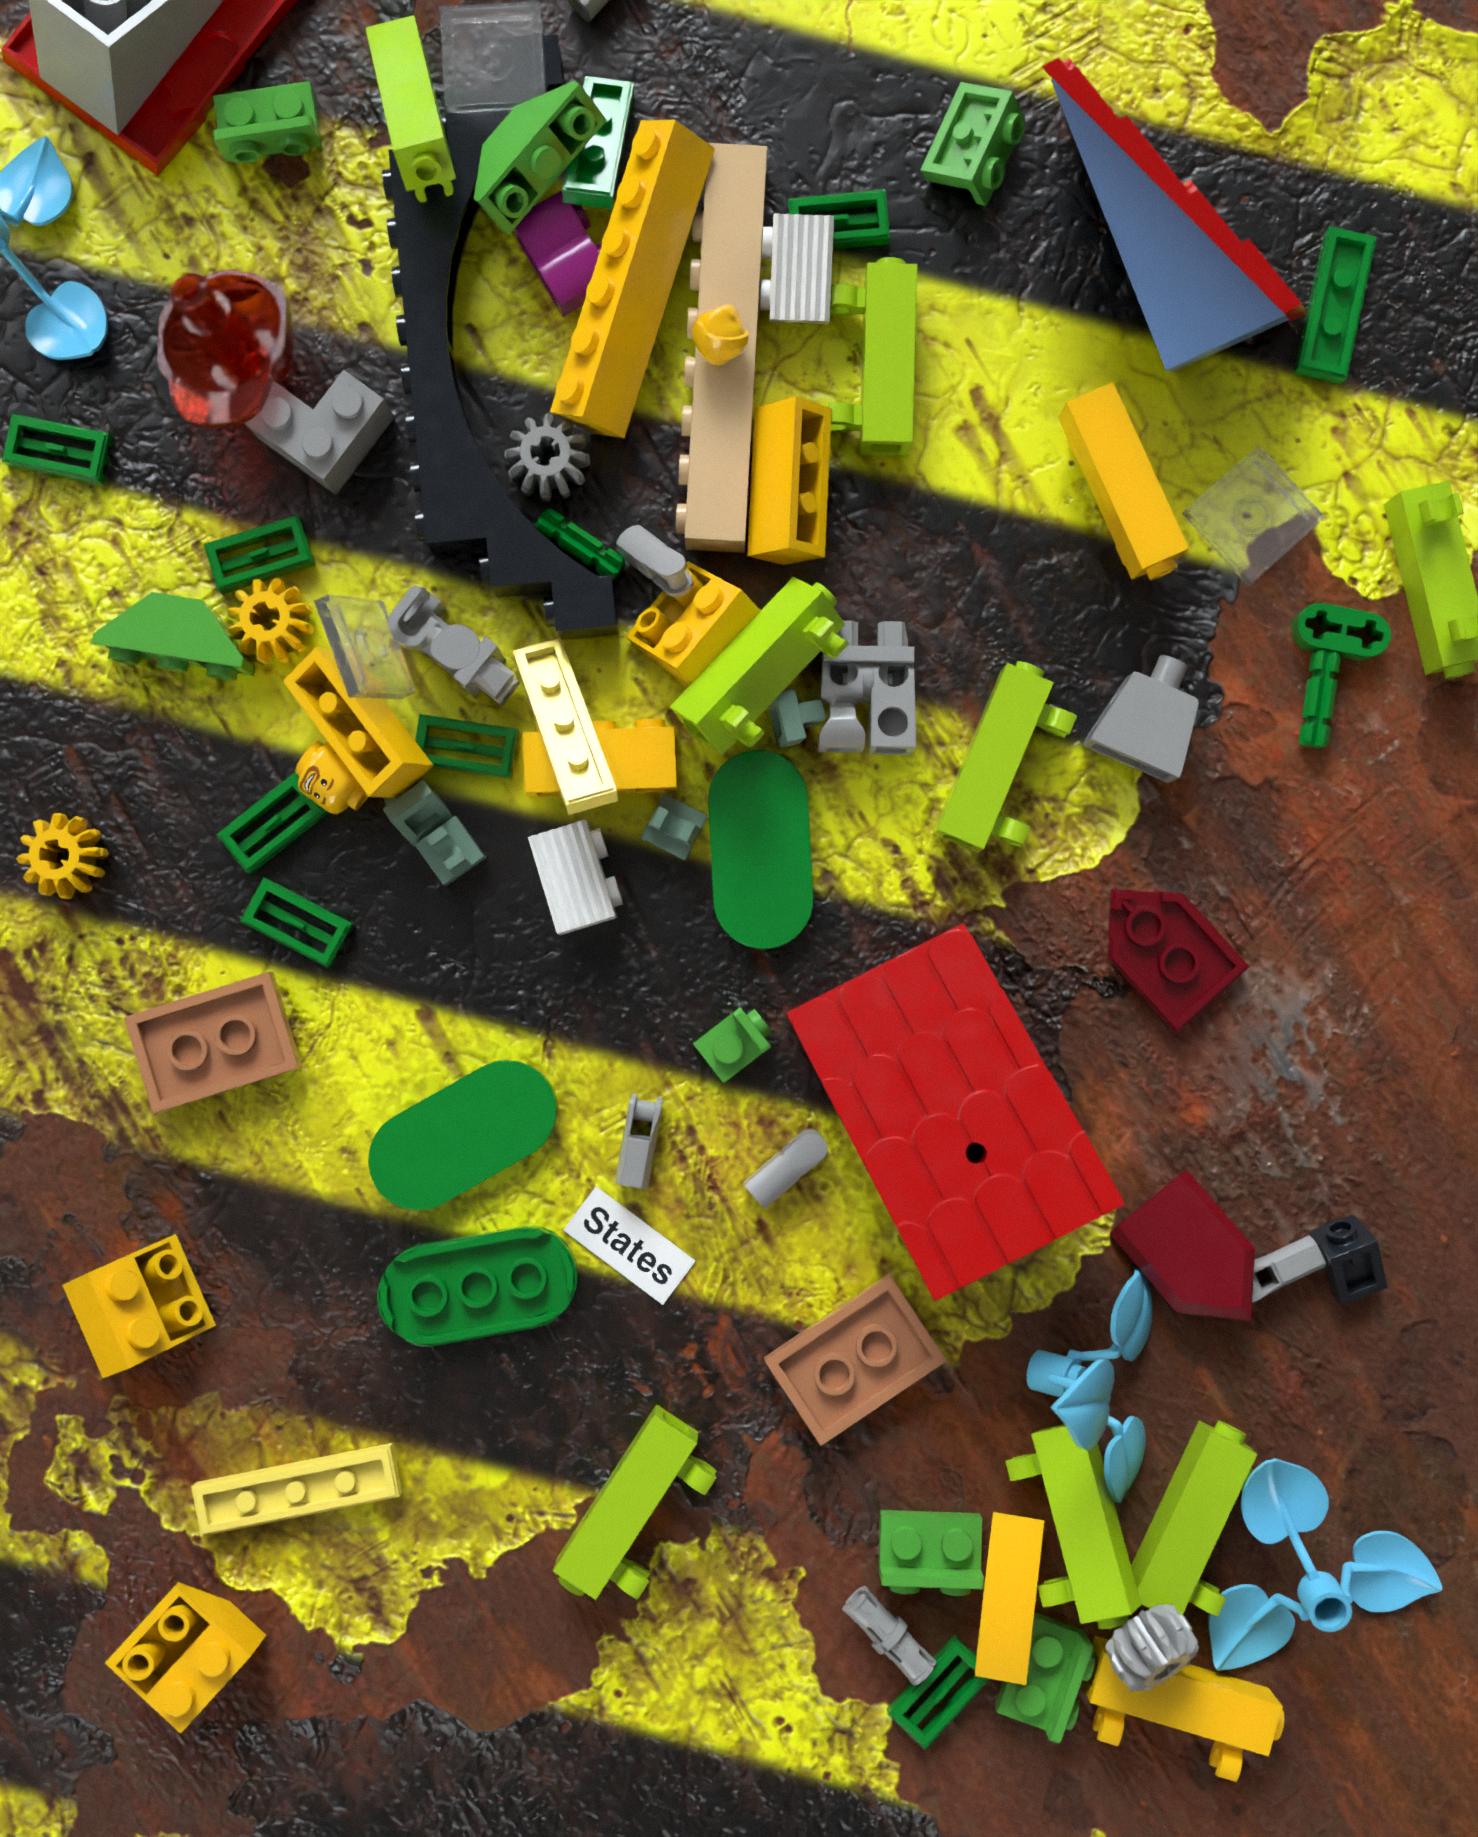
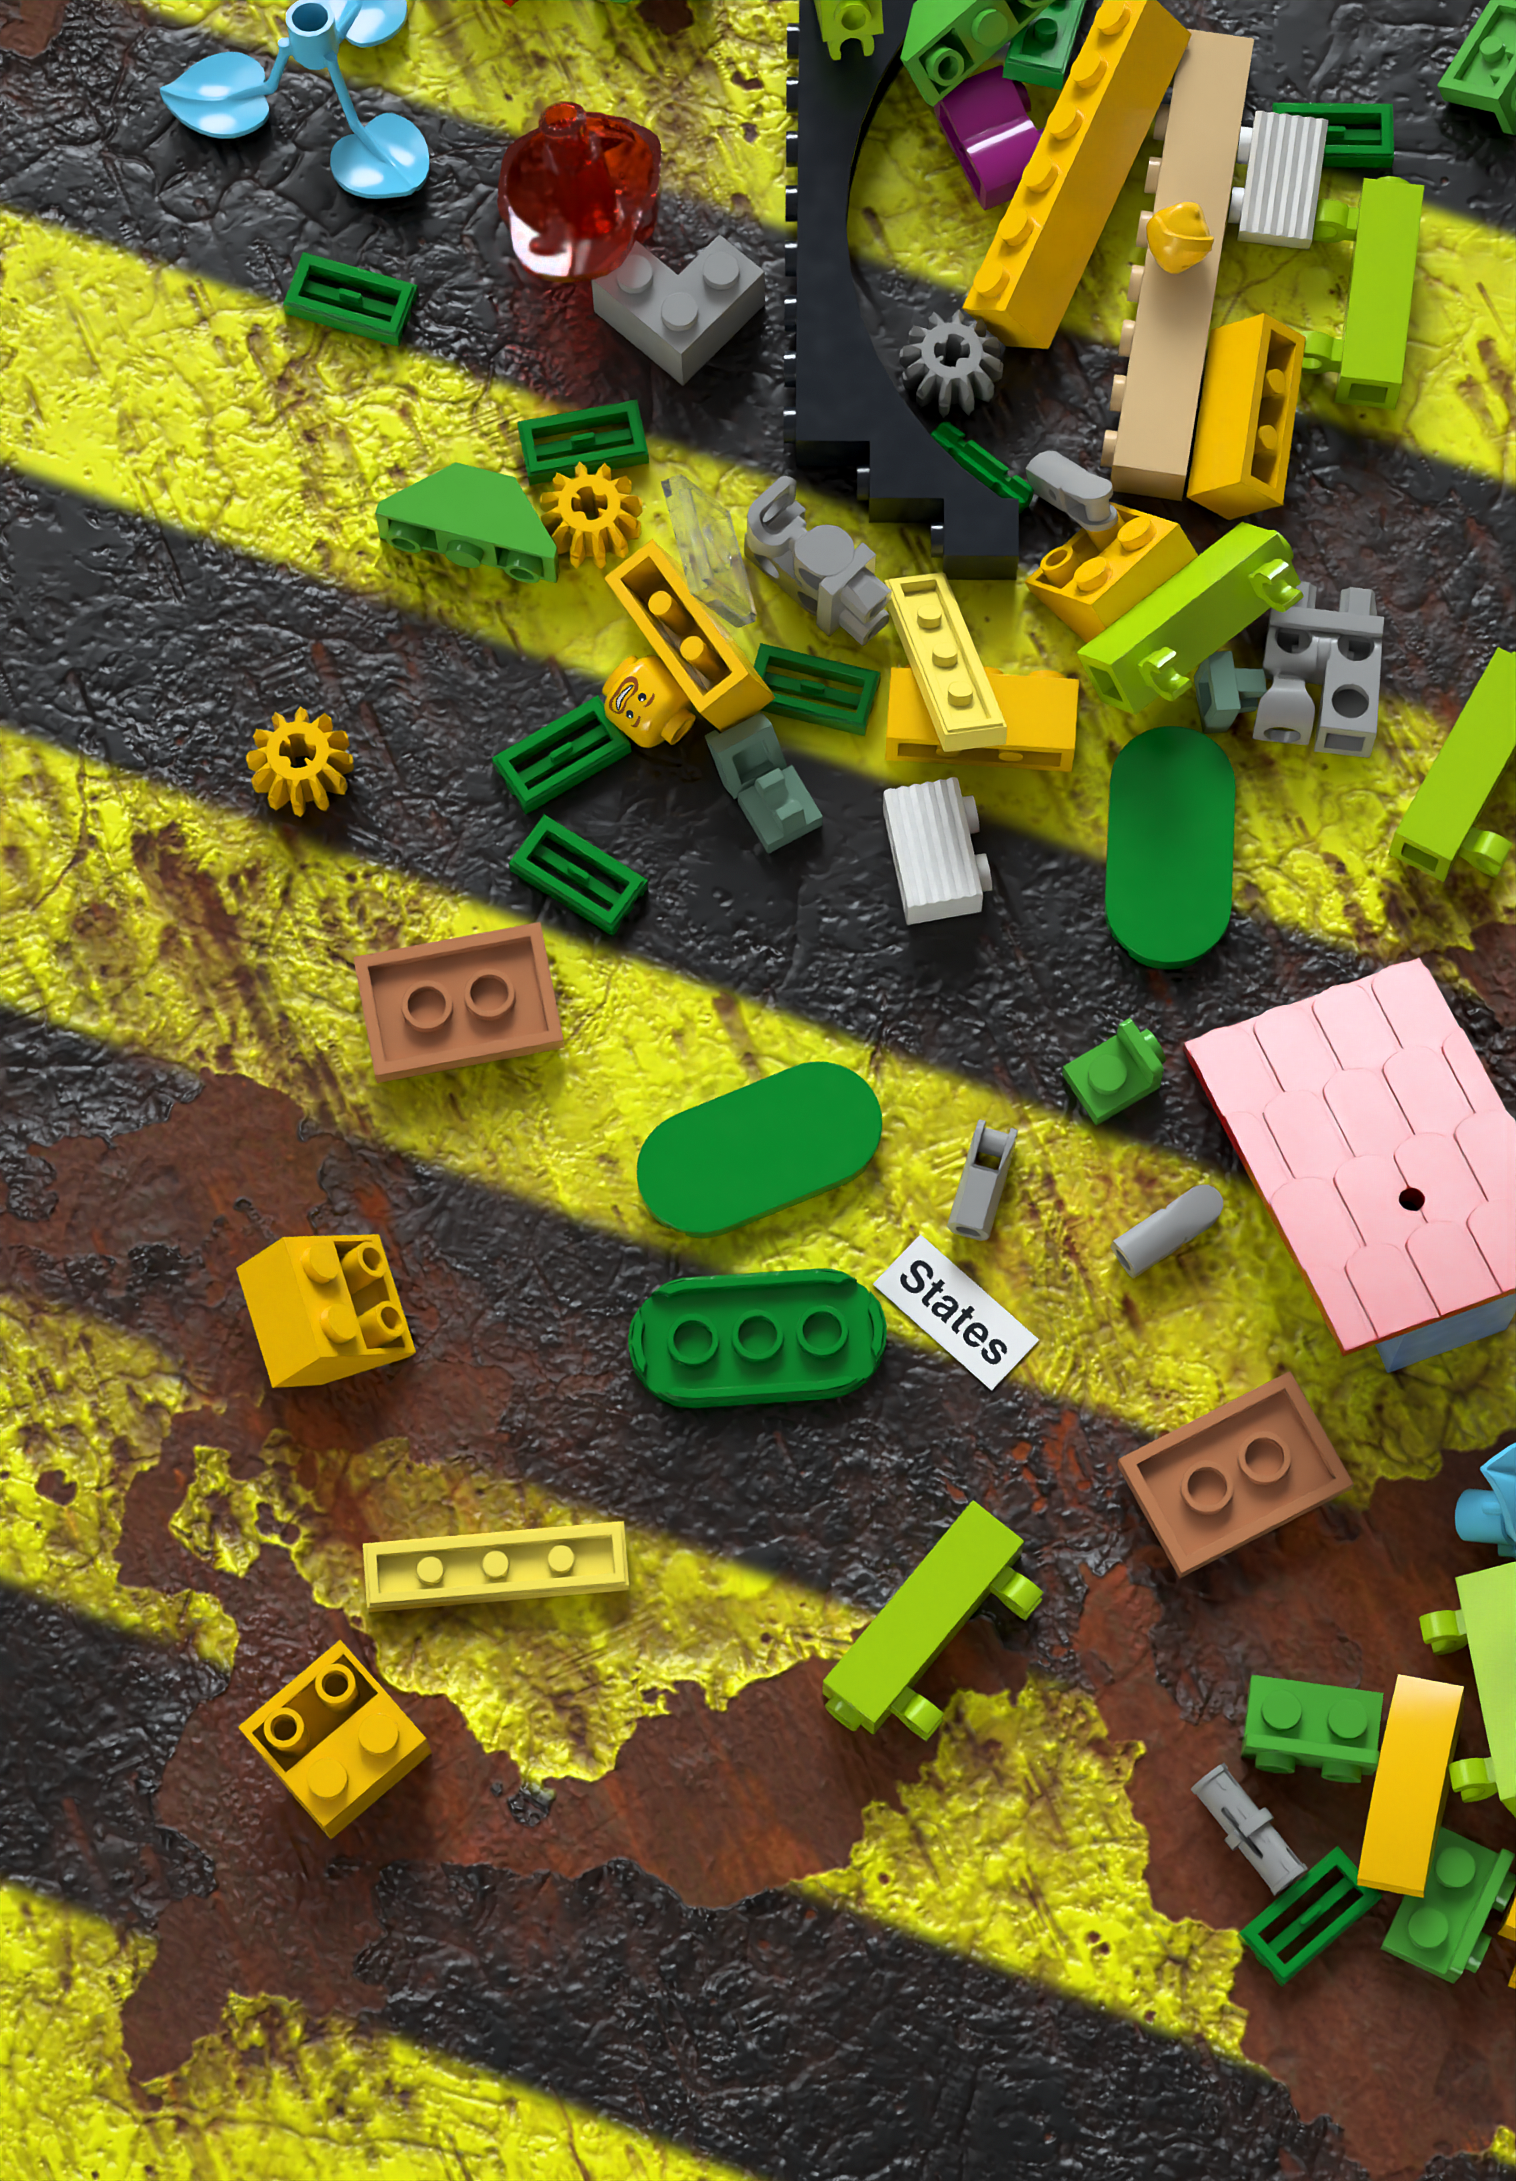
camera: 10 degrees right, 15 degrees down
(674, 827) = (1063, 809): sand green tile -> none

